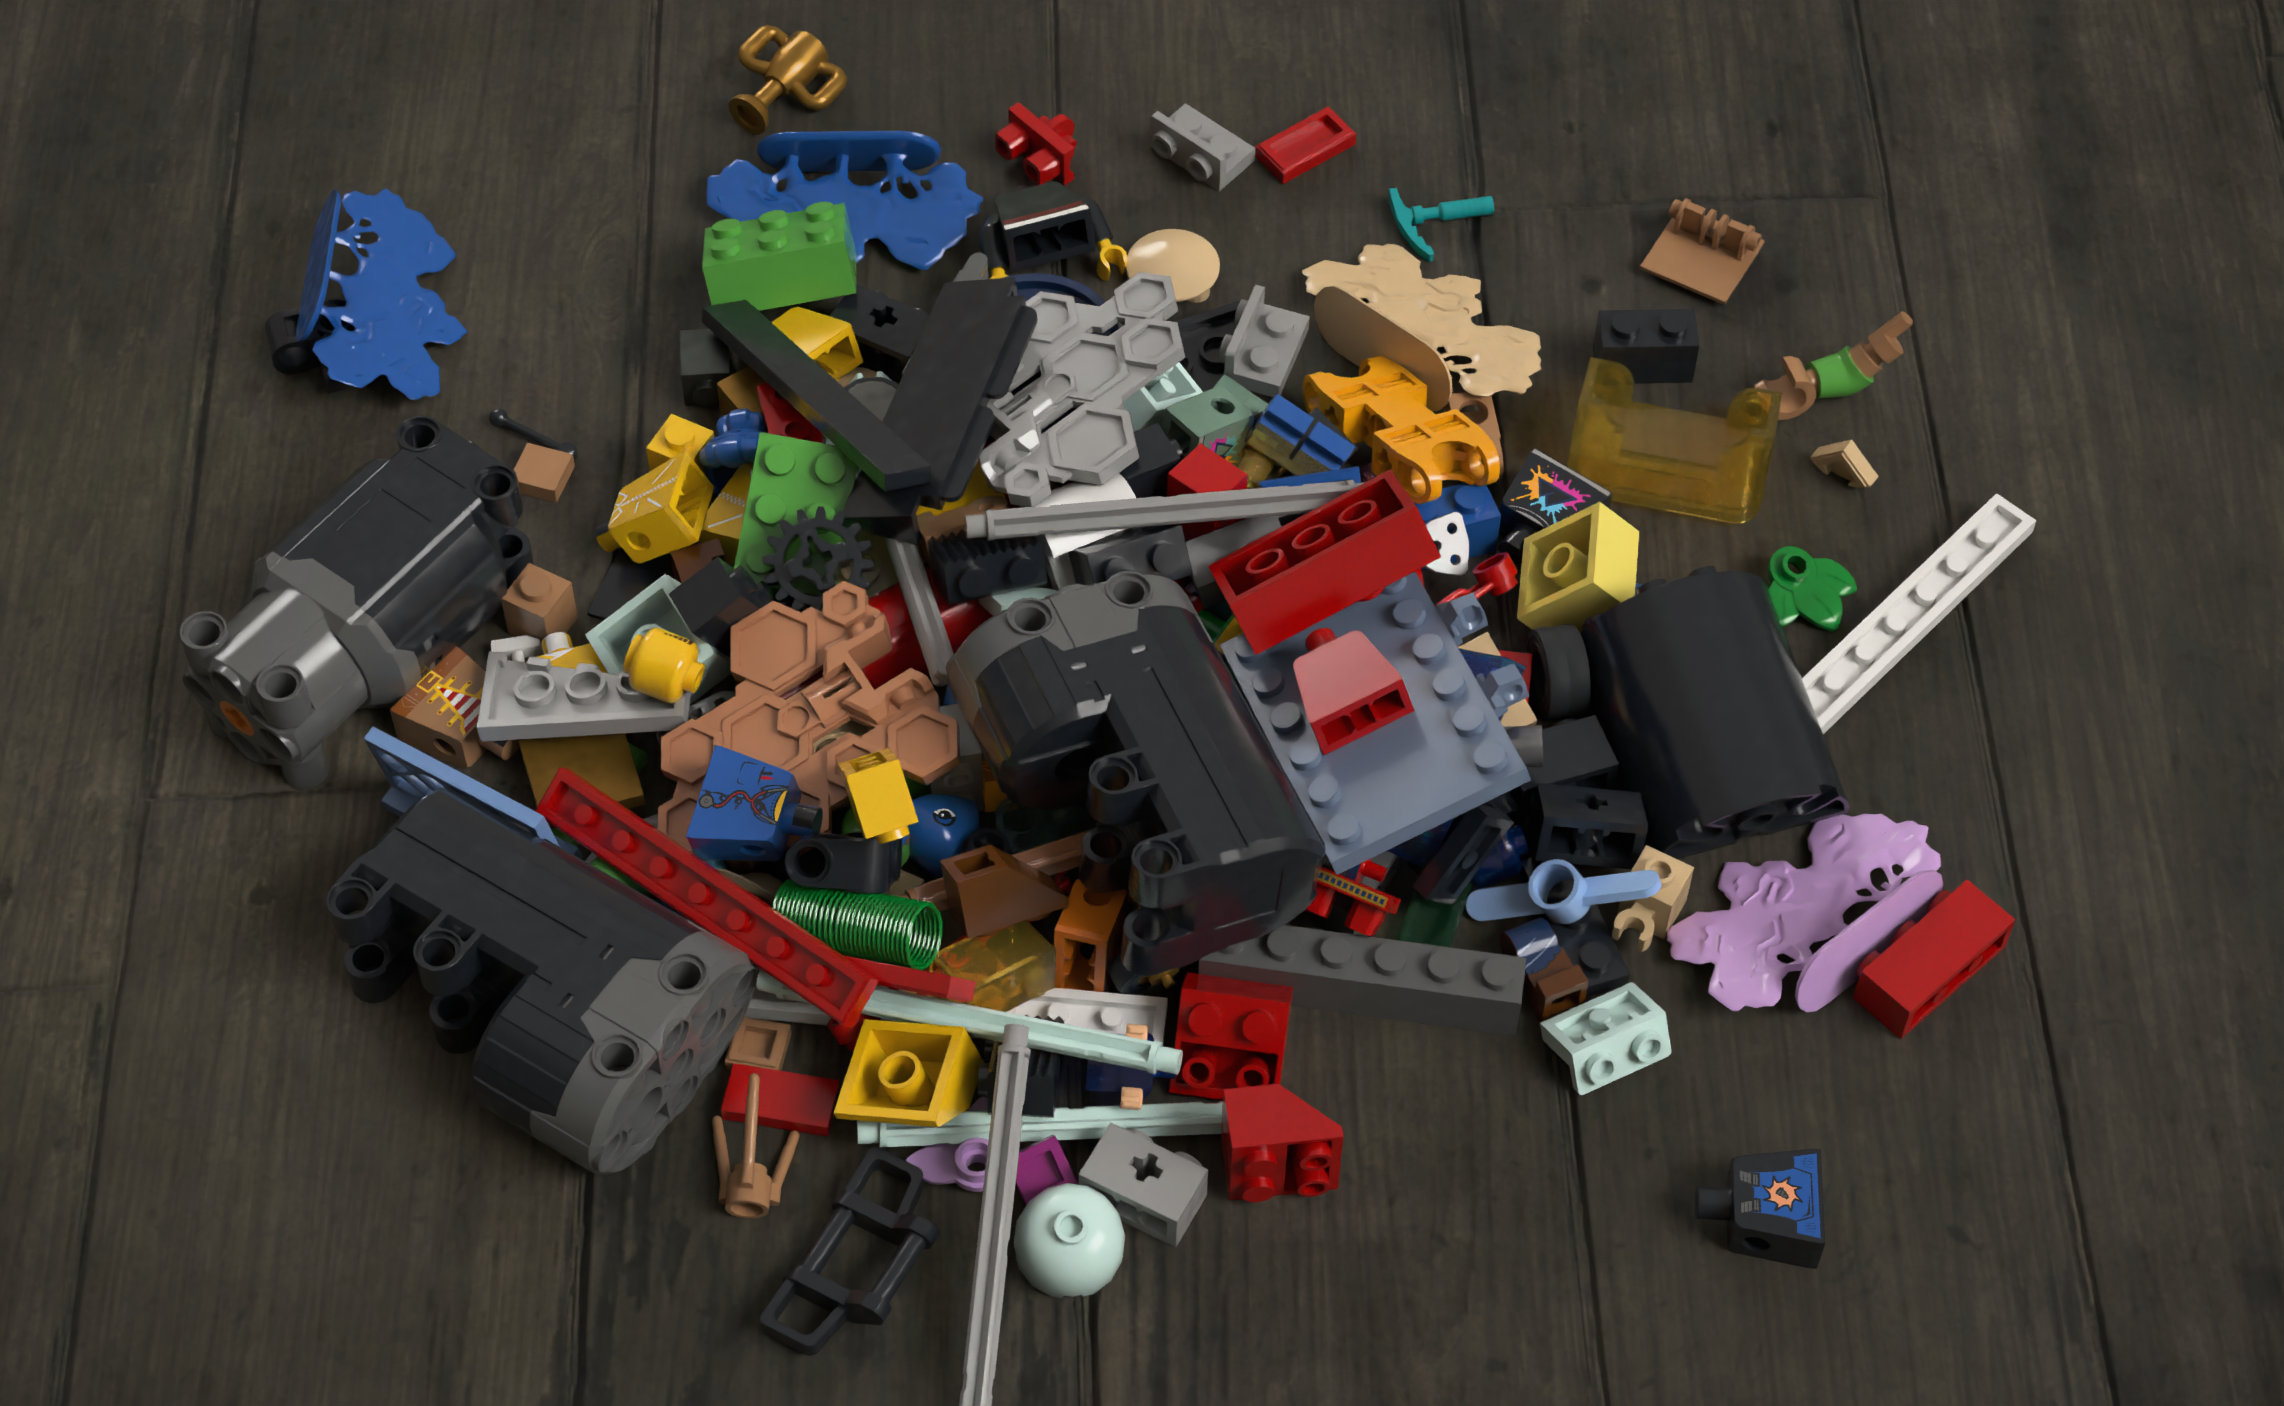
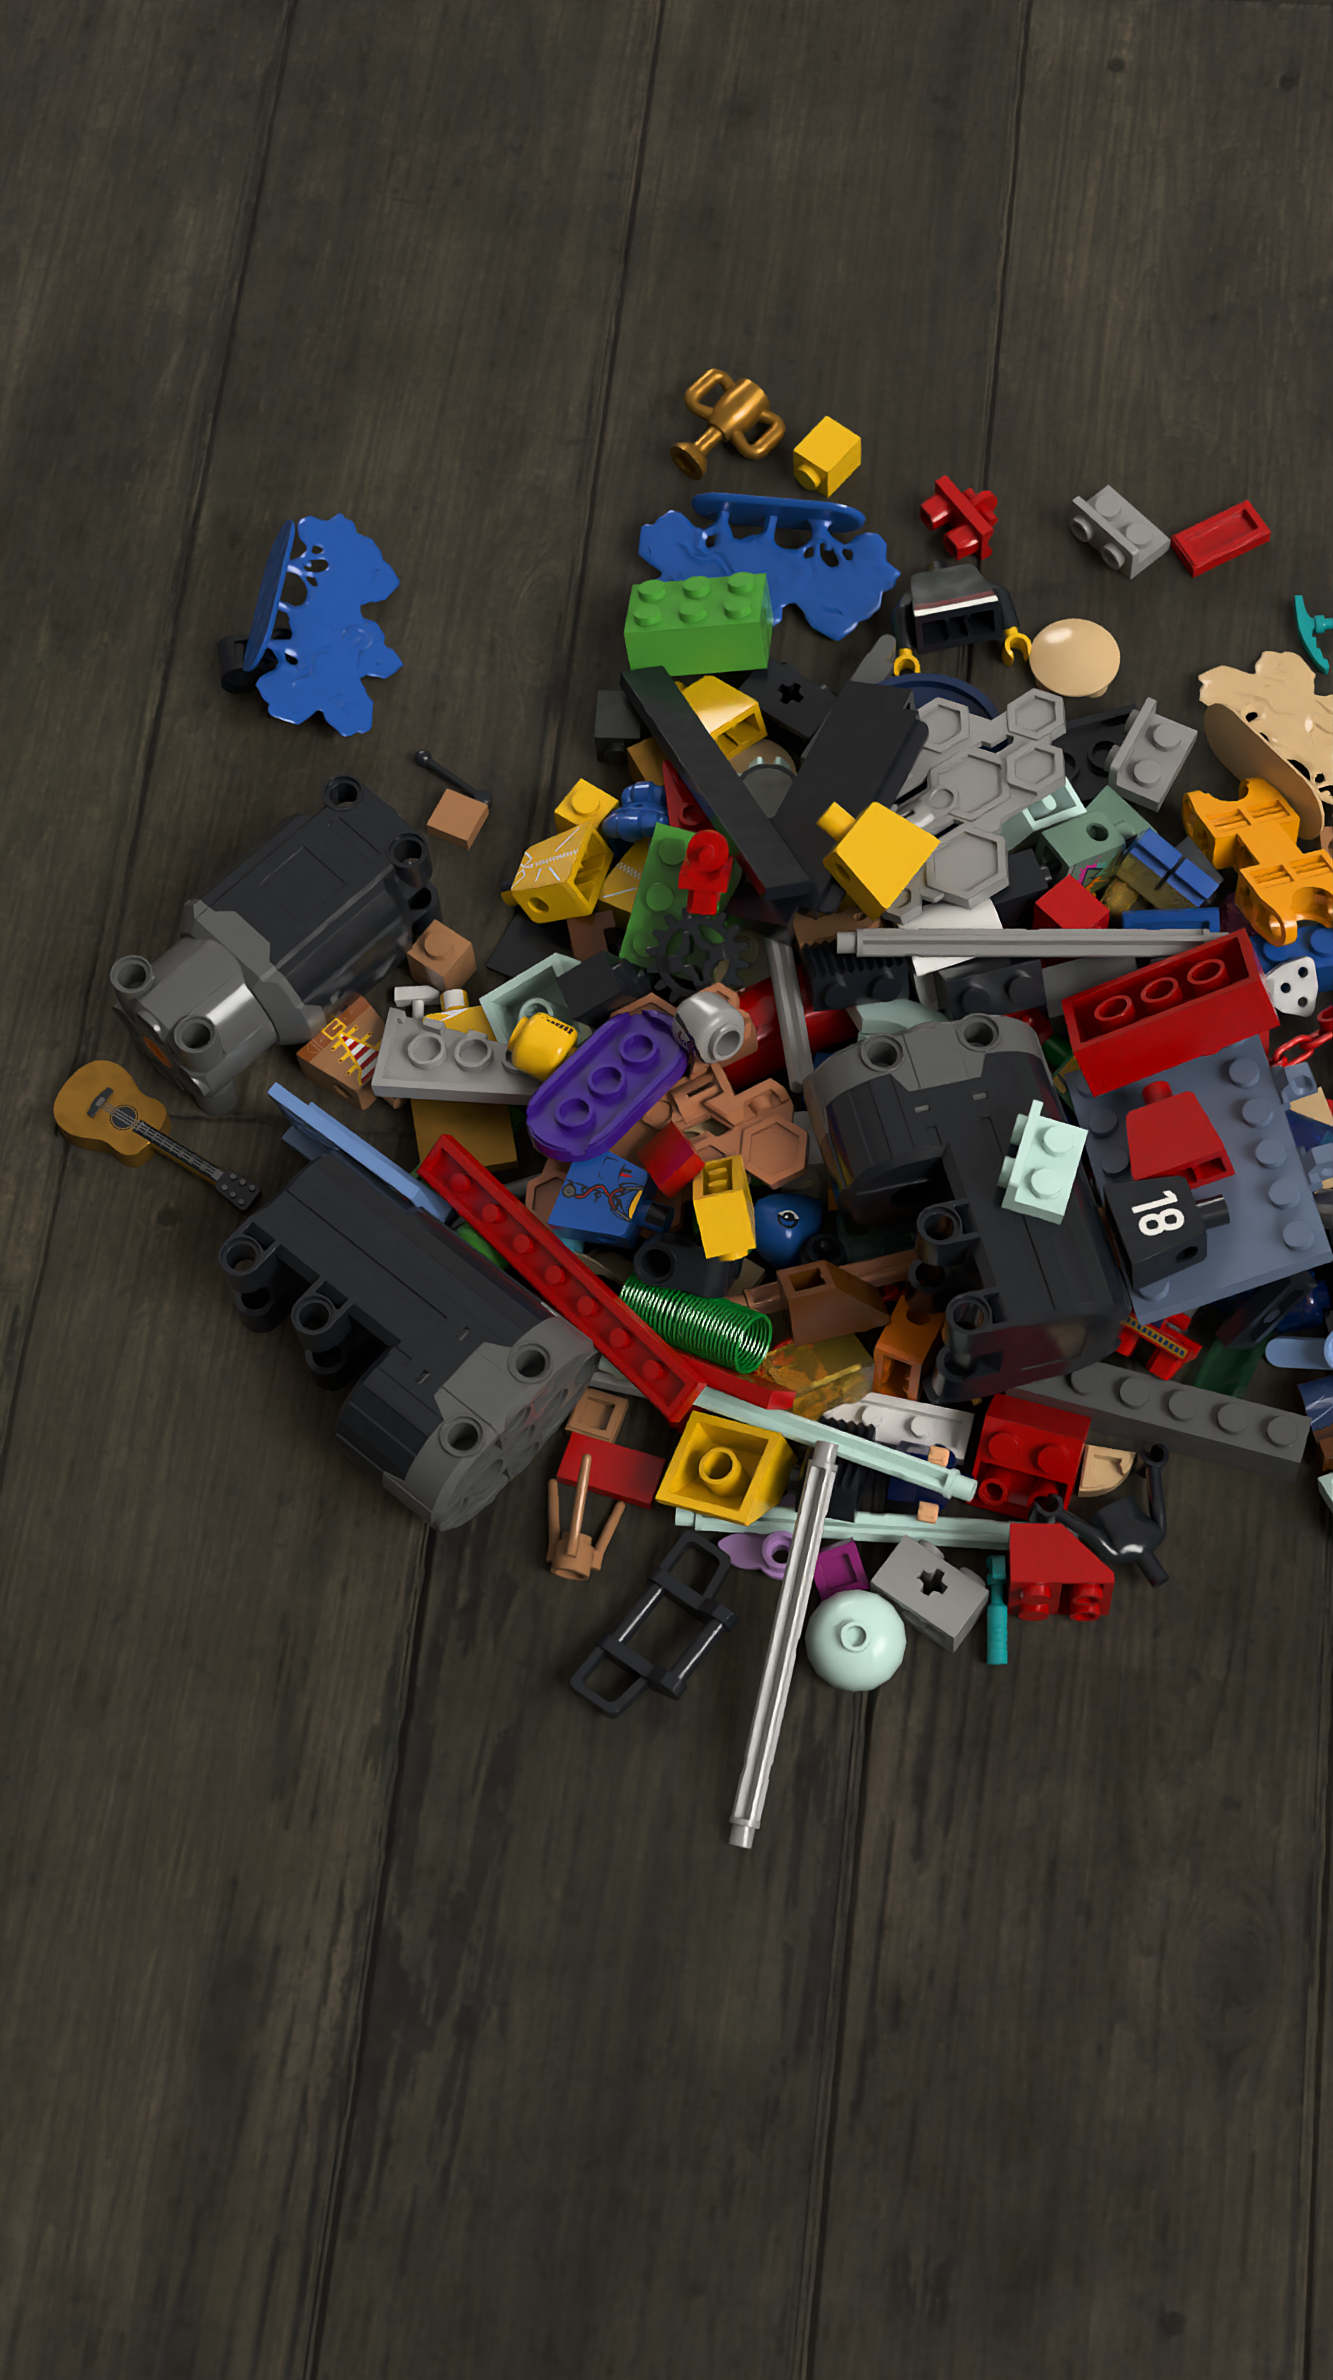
camera: 15 degrees right, 10 degrees up
(188, 795) = (109, 1114): none -> pearl gold piece
(735, 692) = (605, 1086): none -> dark purple tile
(814, 756) = (671, 1159): none -> red tile
(819, 467) = (706, 871): none -> red hips
(839, 621) = (708, 1027): none -> light grey head
(893, 97) = (826, 457): none -> yellow brick
(995, 432) = (874, 854): none -> yellow torso
(1216, 707) = (1044, 1165): none -> light aqua bracket
(1218, 1194) = (996, 1611): none -> teal piece
(1312, 1042) = (1103, 1470): none -> tan tile
(1339, 1088) = (1121, 1529): none -> black piece
(1343, 765) = (1160, 1226): none -> black torso

